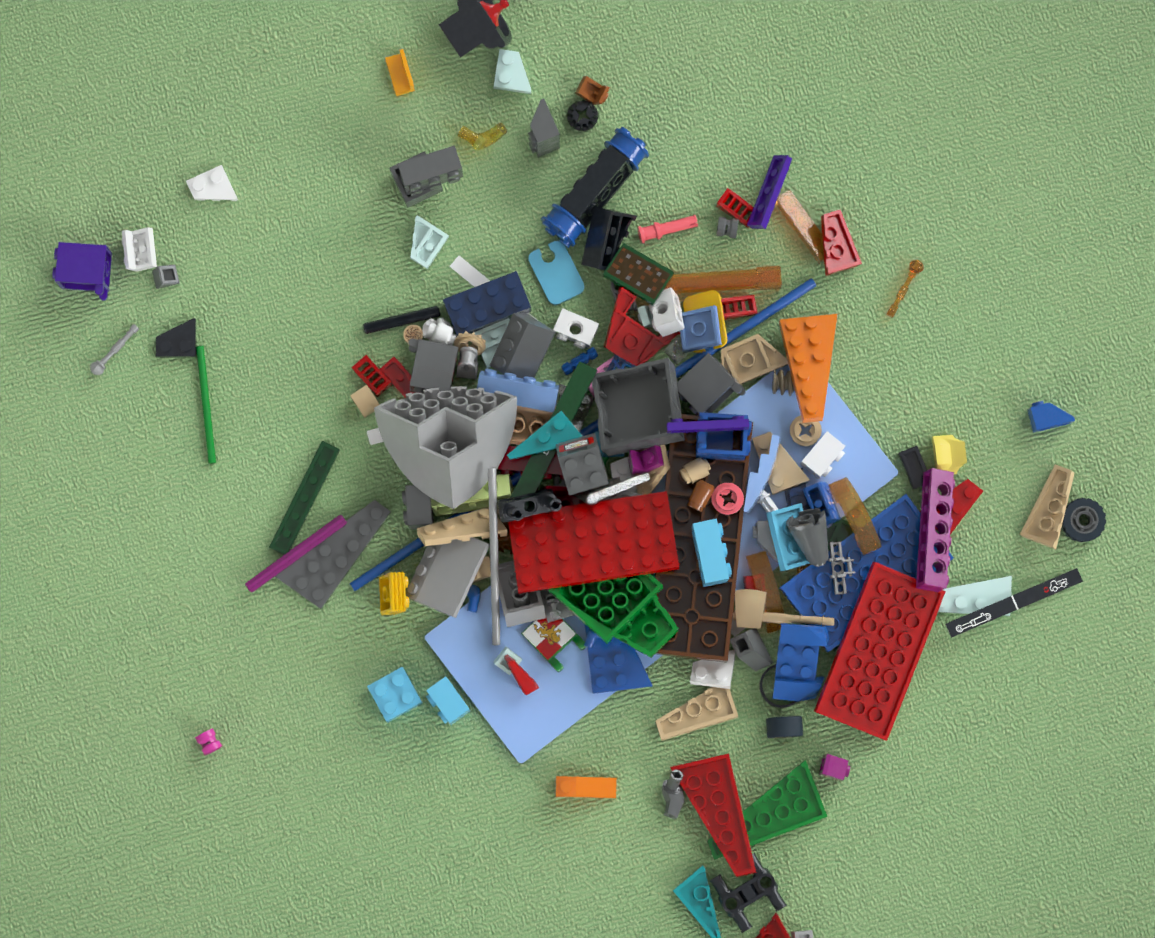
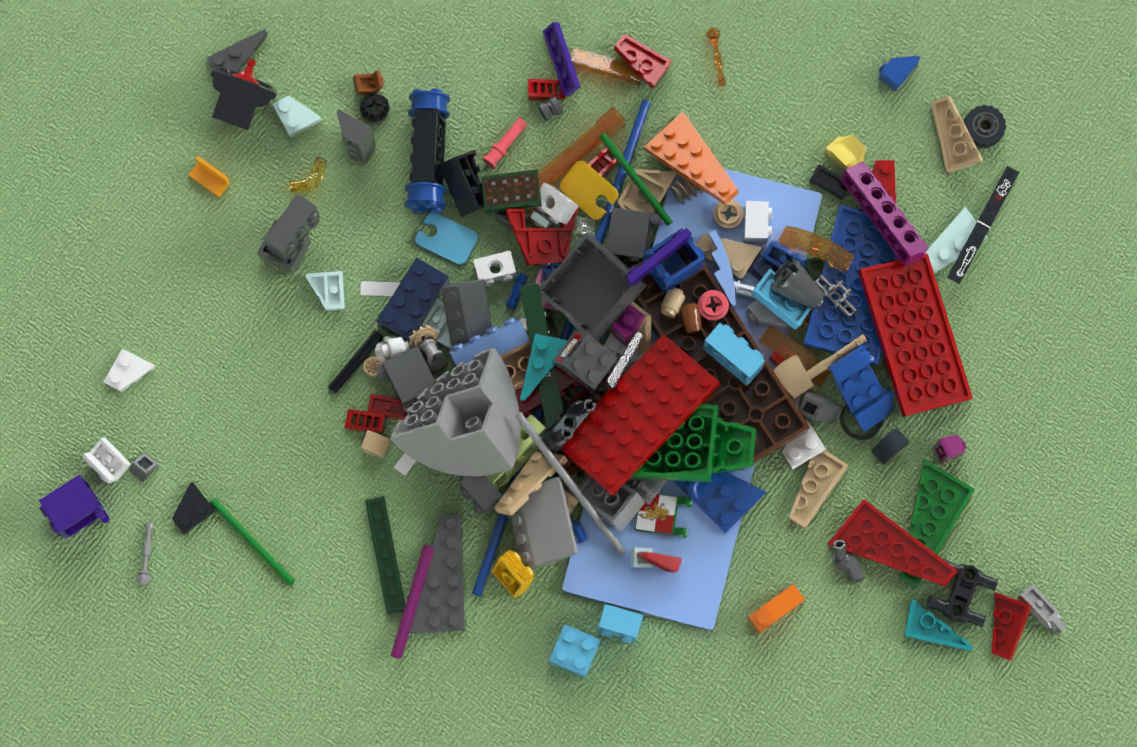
camera: 35 degrees left, 5 degrees down
(700, 329) = (591, 197): medium blue plate -> none
(750, 342) = (635, 178): none -> green piece

